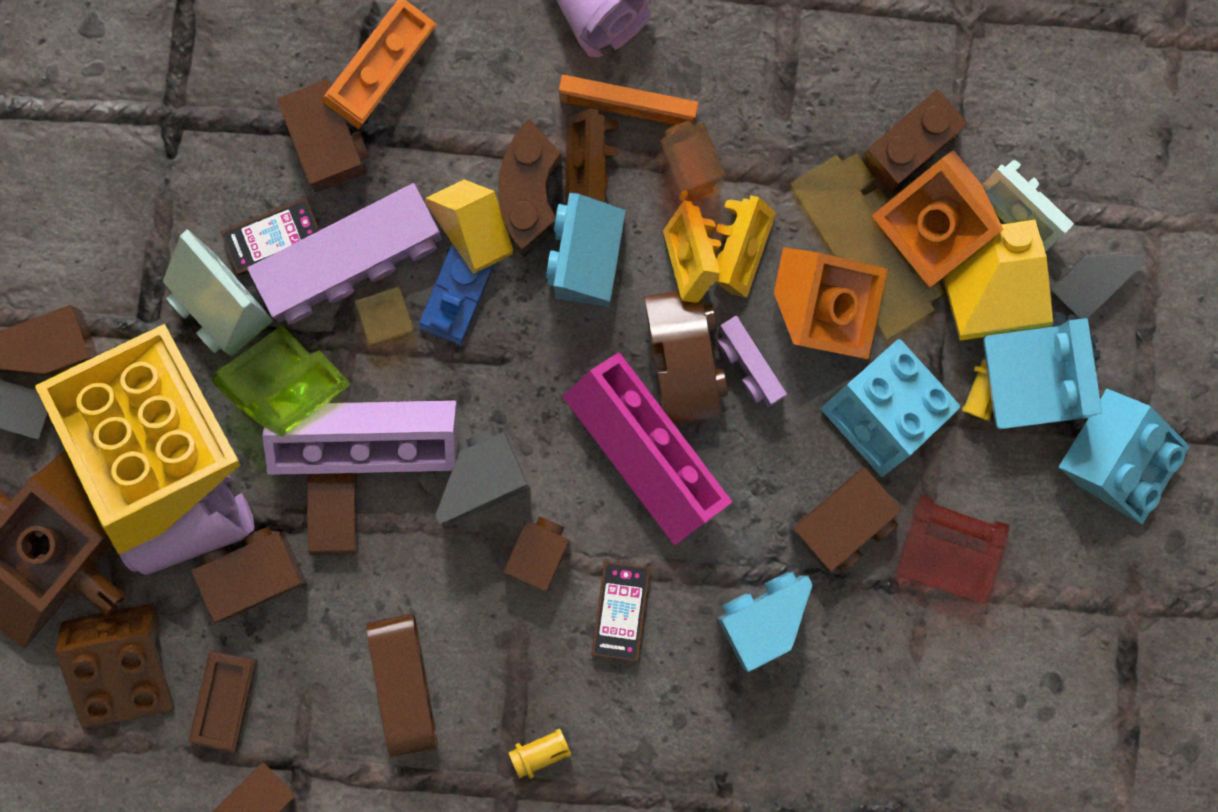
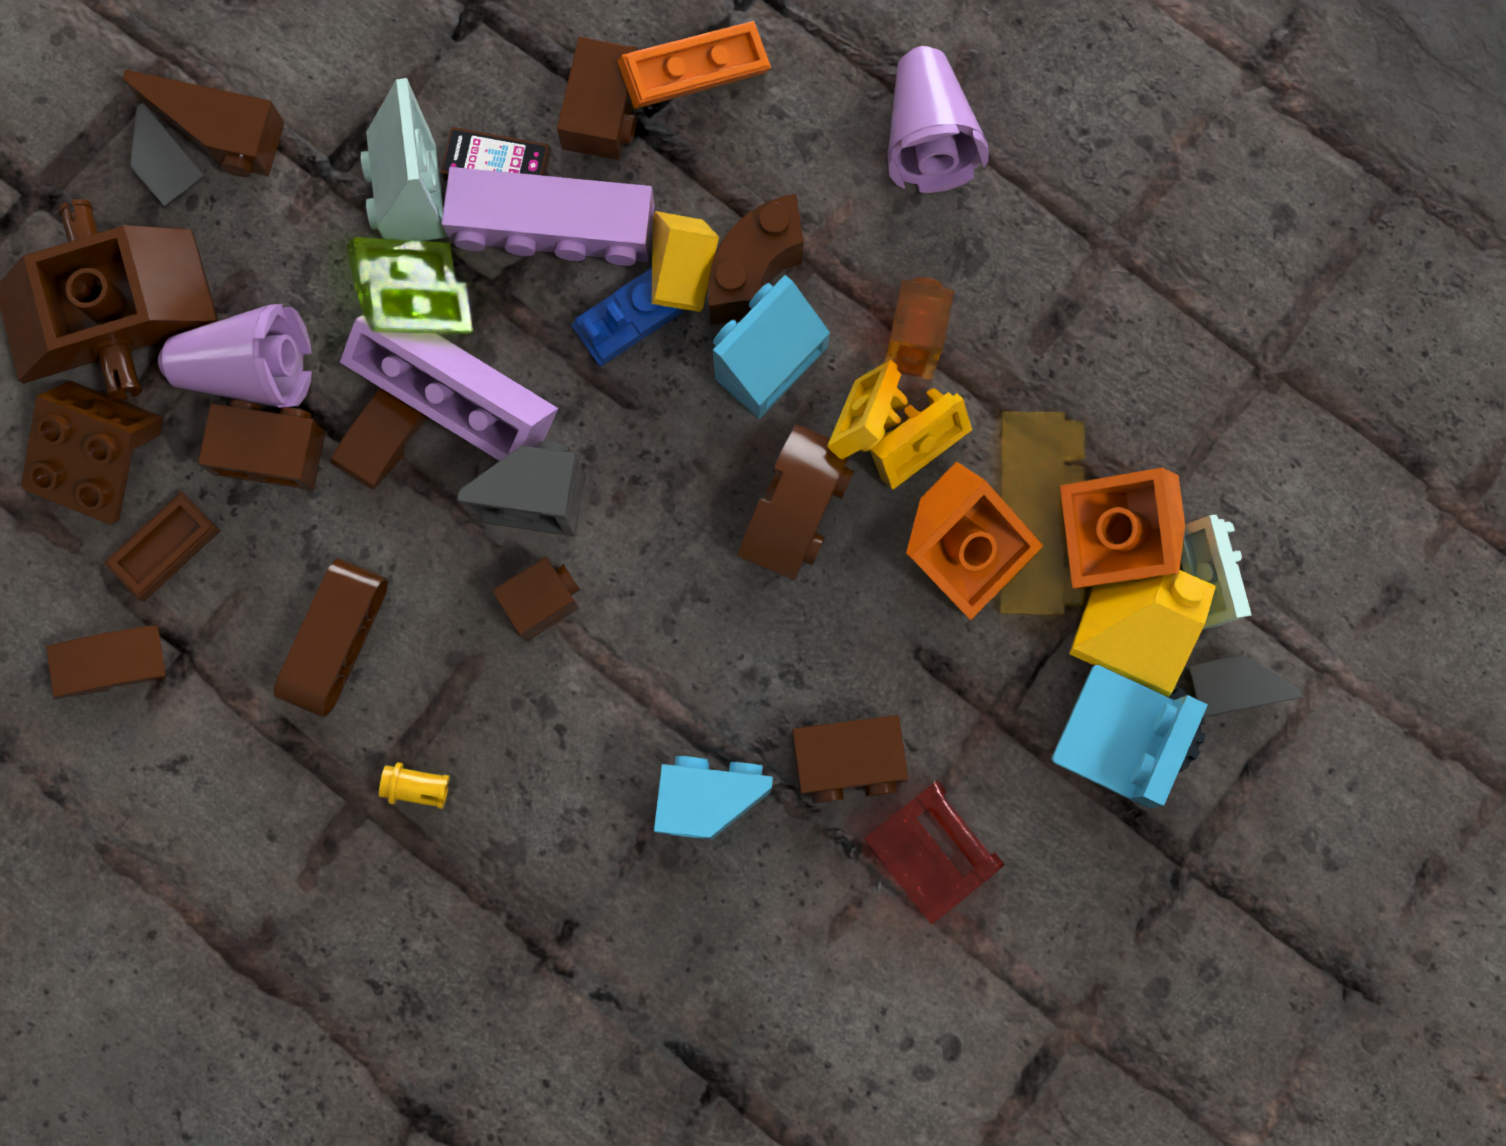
camera: 35 degrees right, 5 degrees down
(138, 436) = (240, 249): yellow slope -> none
(385, 316) = (546, 293): clear yellow plate -> none
(588, 153) = (834, 262): reddish brown plate -> none
(620, 611) = (580, 703): tile -> none
(626, 101) = (895, 235): orange tile -> none
(646, 448) = (704, 565): dark pink brick -> none
(739, 347) = (854, 572): lavender plate -> none
(890, 408) = (961, 677): medium azure bracket -> none
(914, 141) = (1146, 441): reddish brown brick -> none
(979, 399) = (1050, 727): yellow pin -> none
(1125, 456) = (1161, 870): medium azure slope -> none

